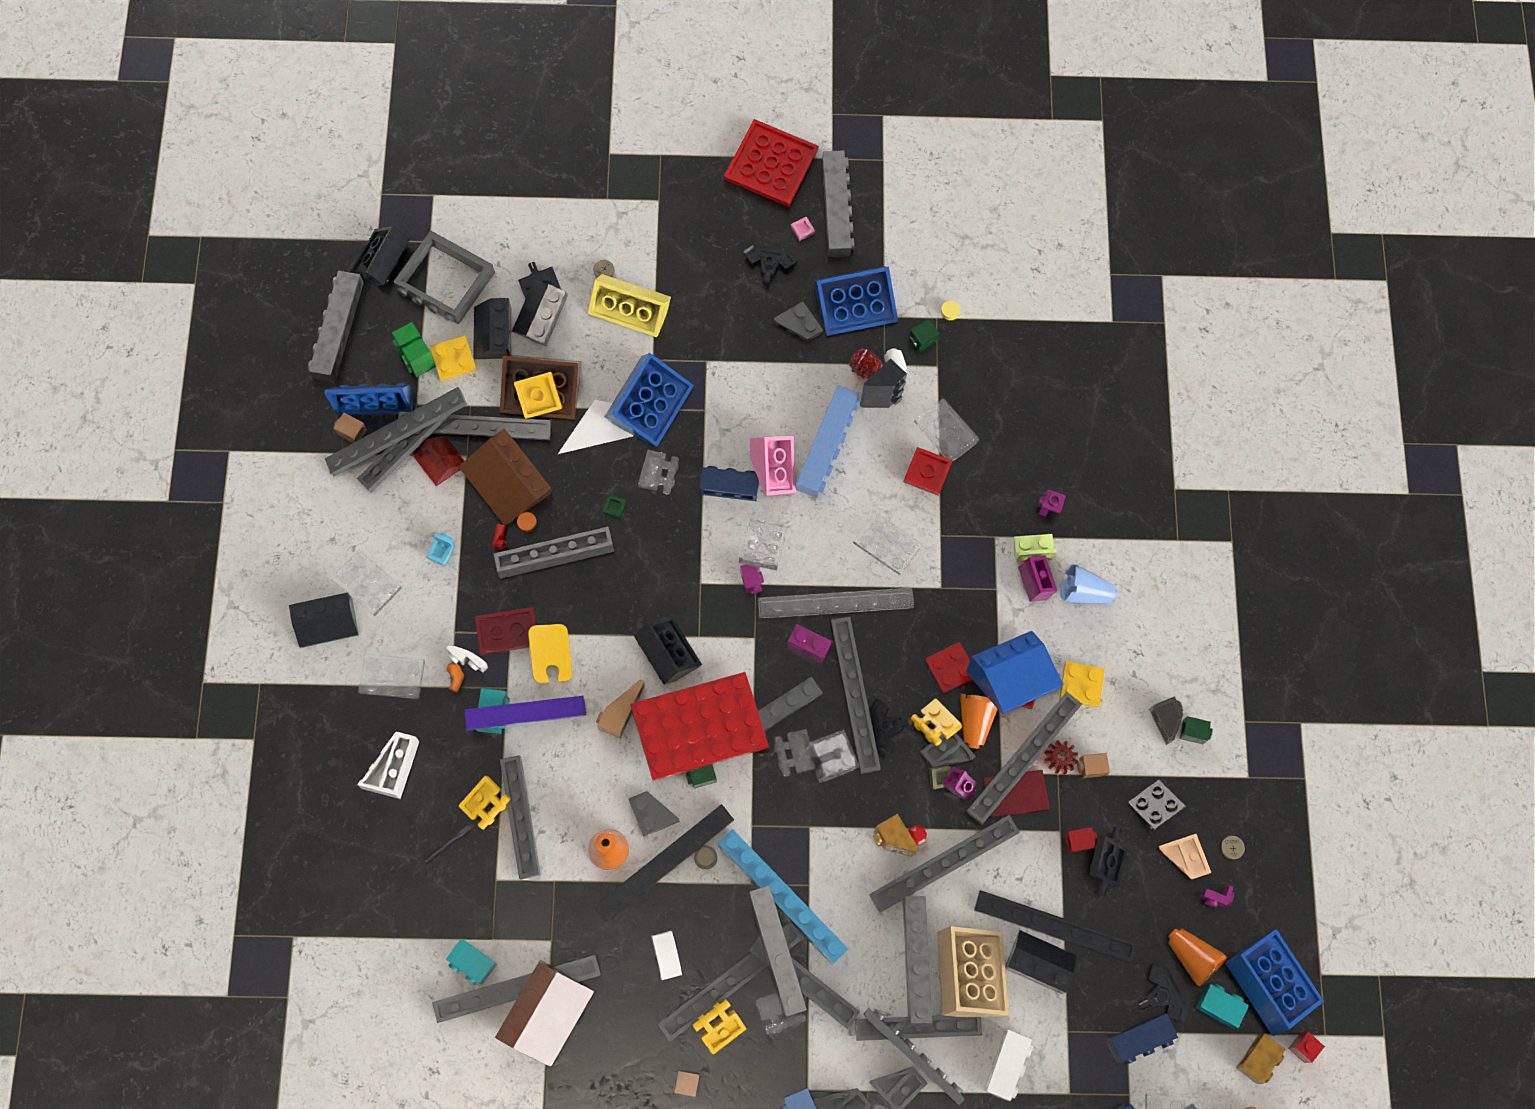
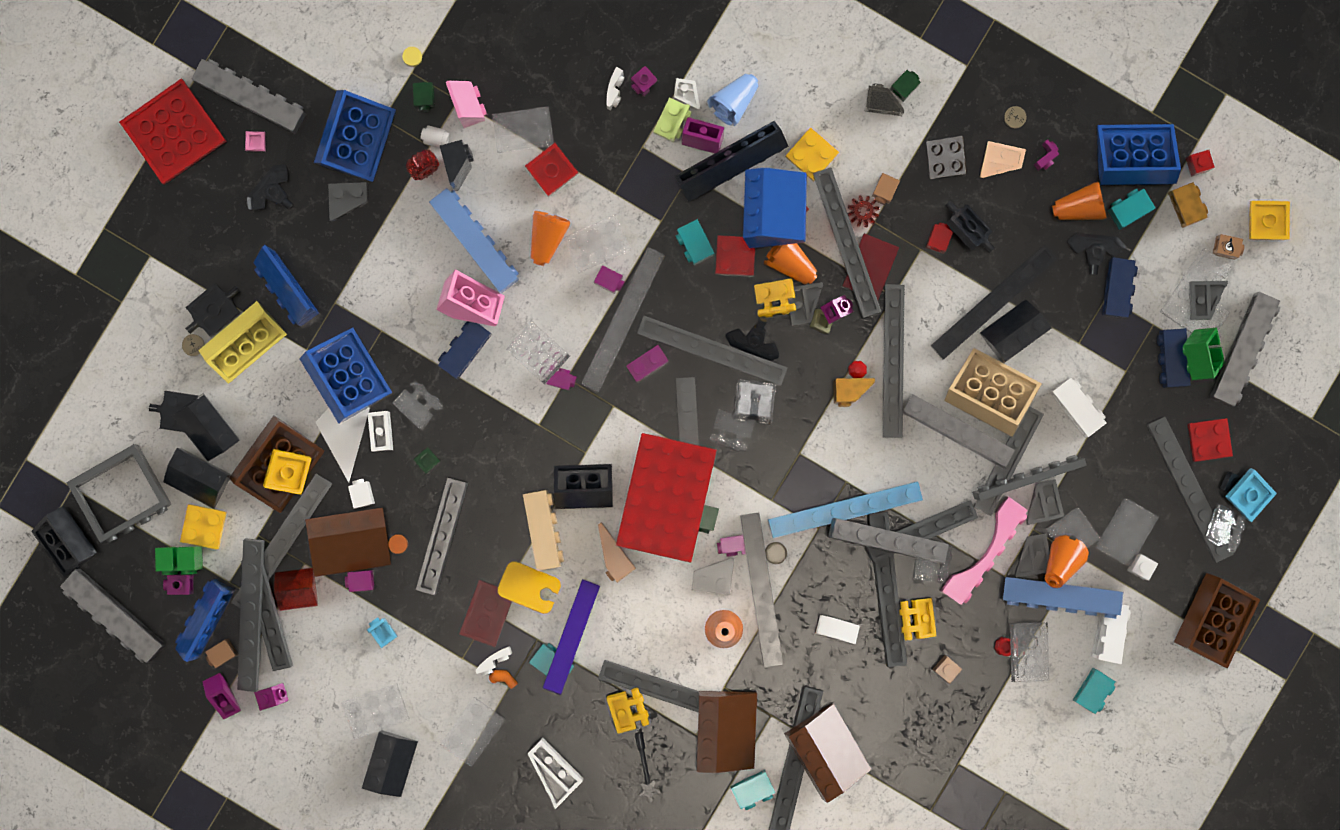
camera: 55 degrees left, 15 degrees up
(311, 447) = (221, 696): none -> magenta slope
(333, 489) = (271, 696): none -> magenta bracket
(392, 364) = (186, 584): none -> magenta brick
(476, 507) = (360, 581): none -> magenta brick
(498, 542) = (403, 579): red arm -> none
(513, 903) = (726, 731): none -> reddish brown slope
(553, 467) = (361, 494): none -> white brick
(607, 634) = (542, 530): none -> tan brick
(617, 452) = (380, 431): none -> white brick
(642, 268) = (212, 310): none -> black plate
(689, 811) = (731, 545): none -> brick
(696, 311) = (285, 286): none -> blue slope
(863, 570) = (609, 280): none -> magenta brick
(865, 1057) = (1007, 518): none -> bright pink arch
(868, 496) = (546, 236): none -> orange cone
(939, 367) = (466, 103): none -> bright pink slope
(941, 625) = (695, 242): none -> teal brick
(1024, 484) = (613, 94): none -> white slope
(1031, 616) = (731, 161): none -> black brick
(1066, 546) = (687, 92): none -> white piece

